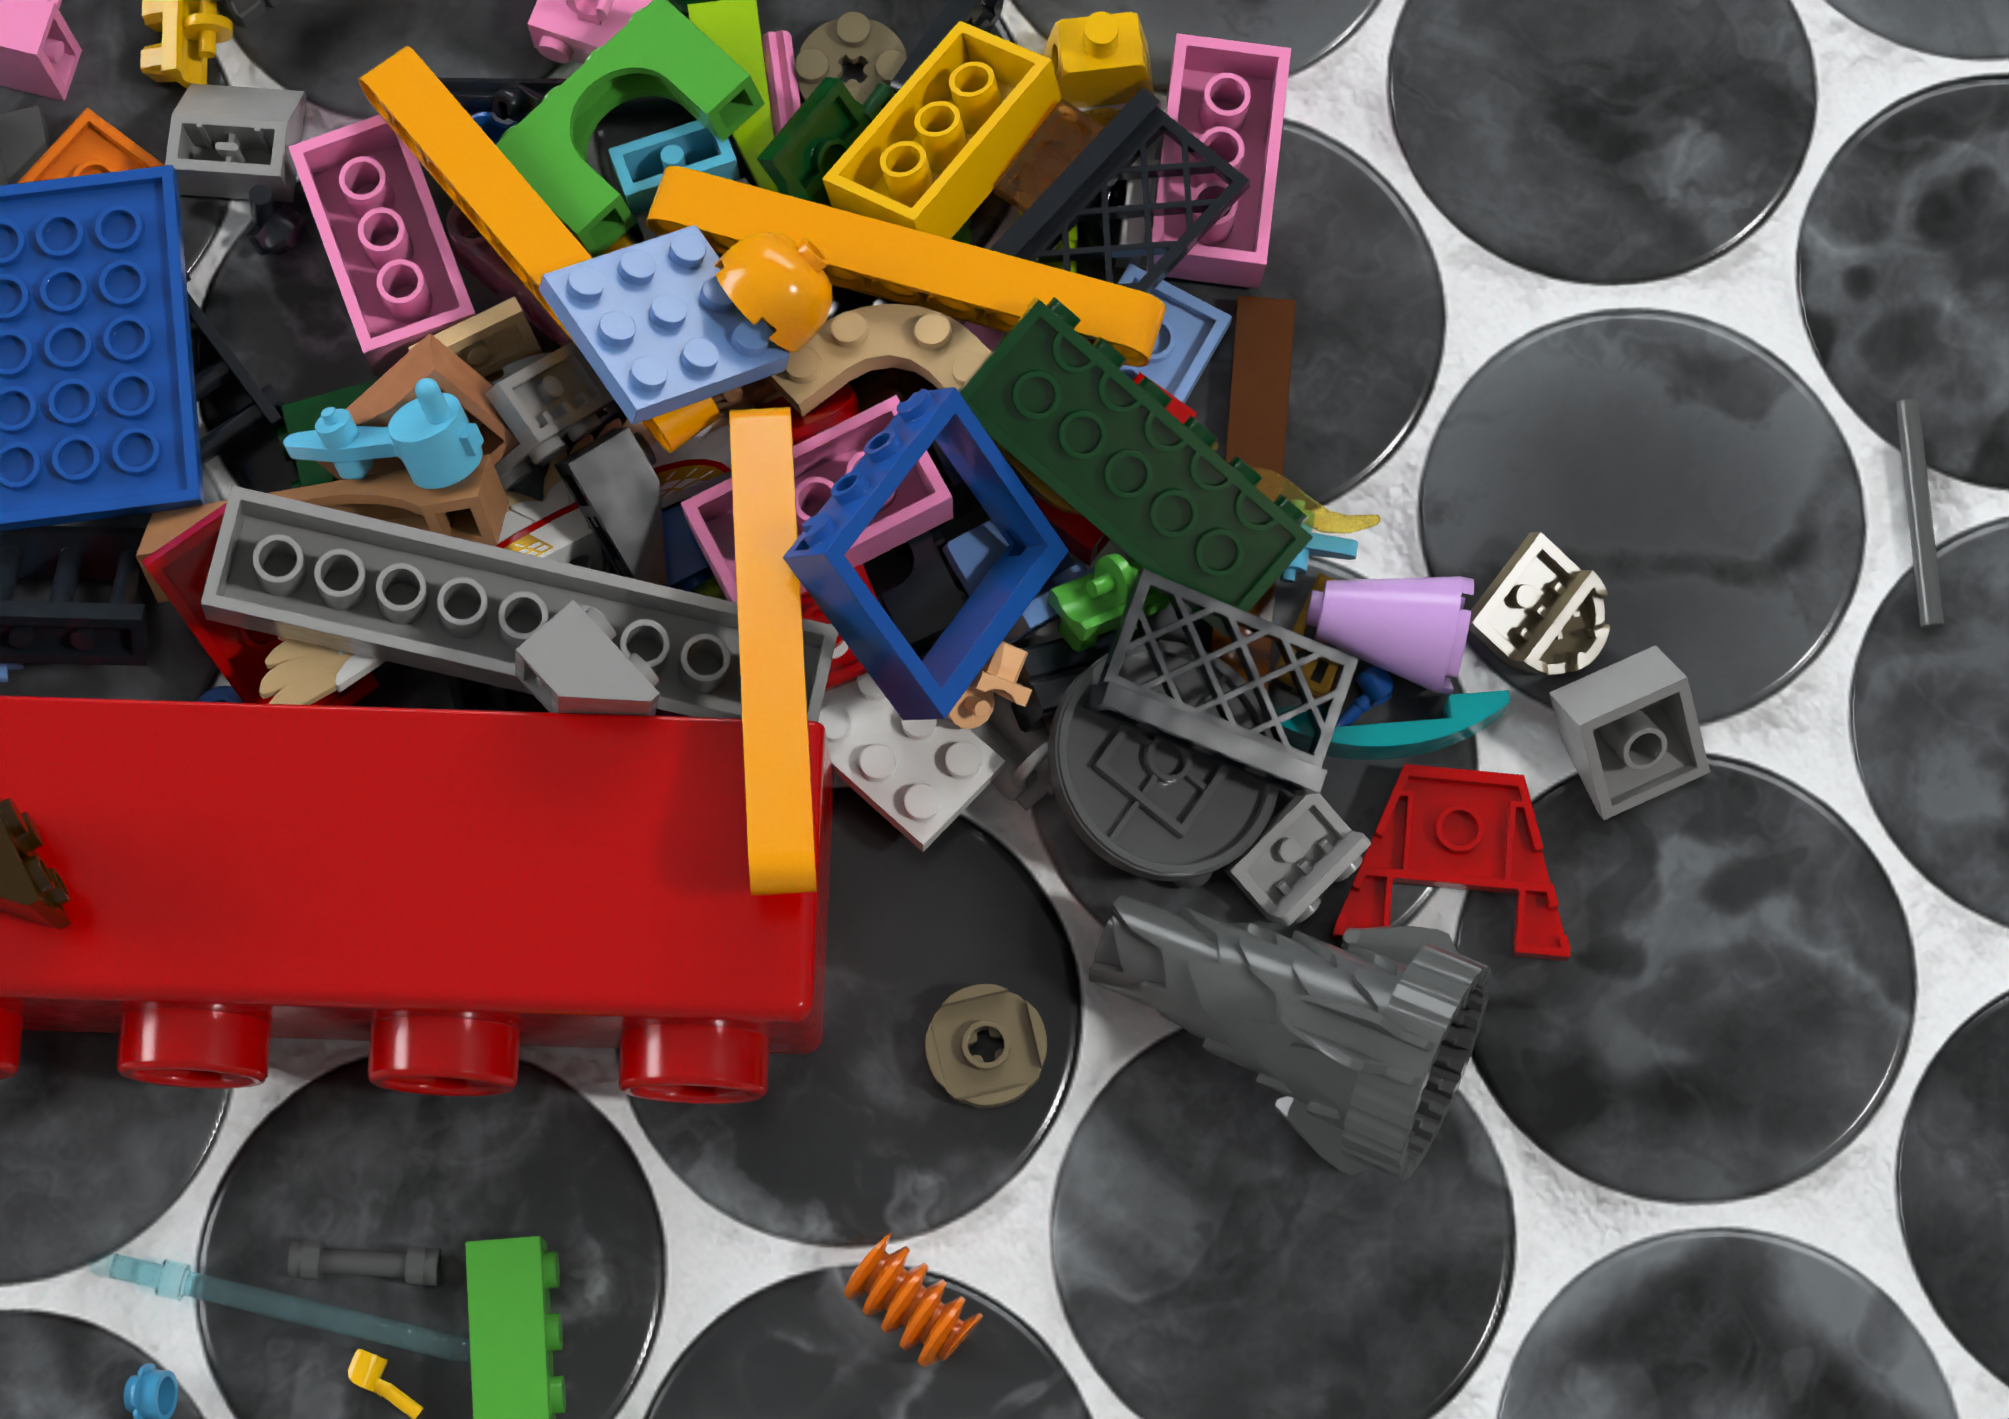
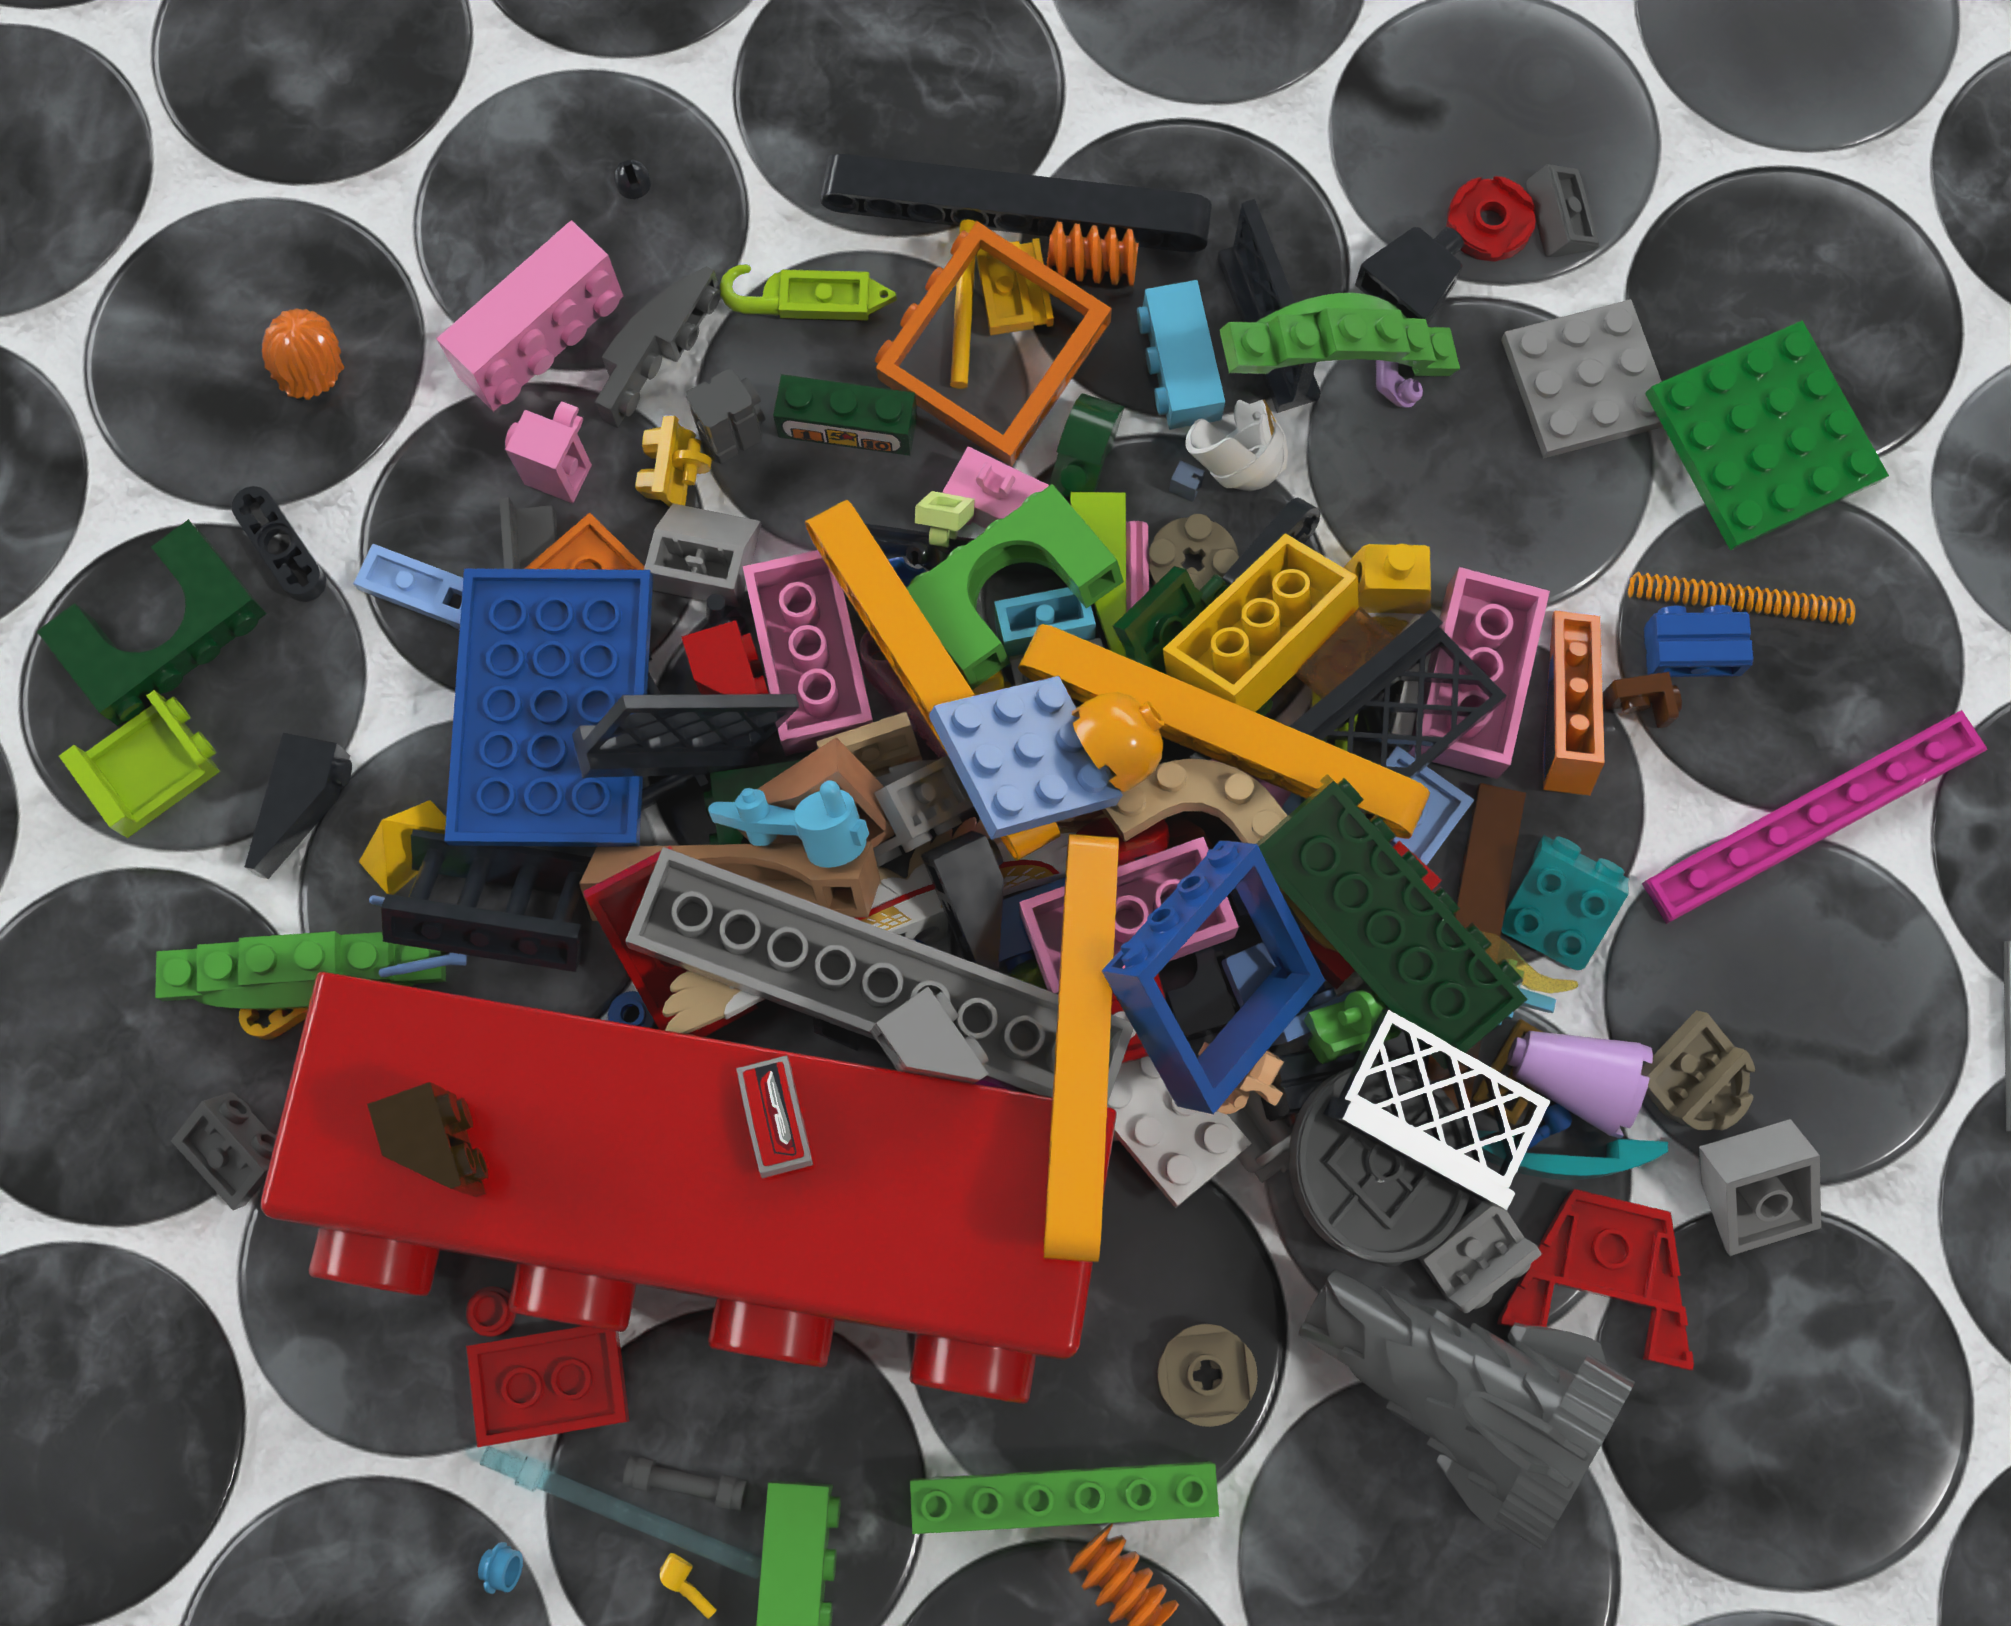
camera: 10 degrees right, 0 degrees up
(97, 1094) = (489, 1311): none -> red plate
(179, 1169) = (546, 1384): none -> red plate
(222, 379) = (680, 734): none -> black fence
(291, 283) = (724, 661): none -> red slope
(409, 783) = (774, 1116): none -> slope
(533, 52) = (944, 514): none -> yellowish green tile
(827, 1211) = (1064, 1497): none -> bright green brick
(1341, 185) = (1574, 705): none -> orange slope
(1356, 426) = (1565, 902): none -> teal bracket
(1420, 159) = (1638, 692): none -> reddish brown bracket
(1485, 90) = (1698, 642): none -> blue brick
(1534, 25) = (1749, 606): none -> light orange piece
(1650, 284) = (1813, 816): none -> dark pink tile

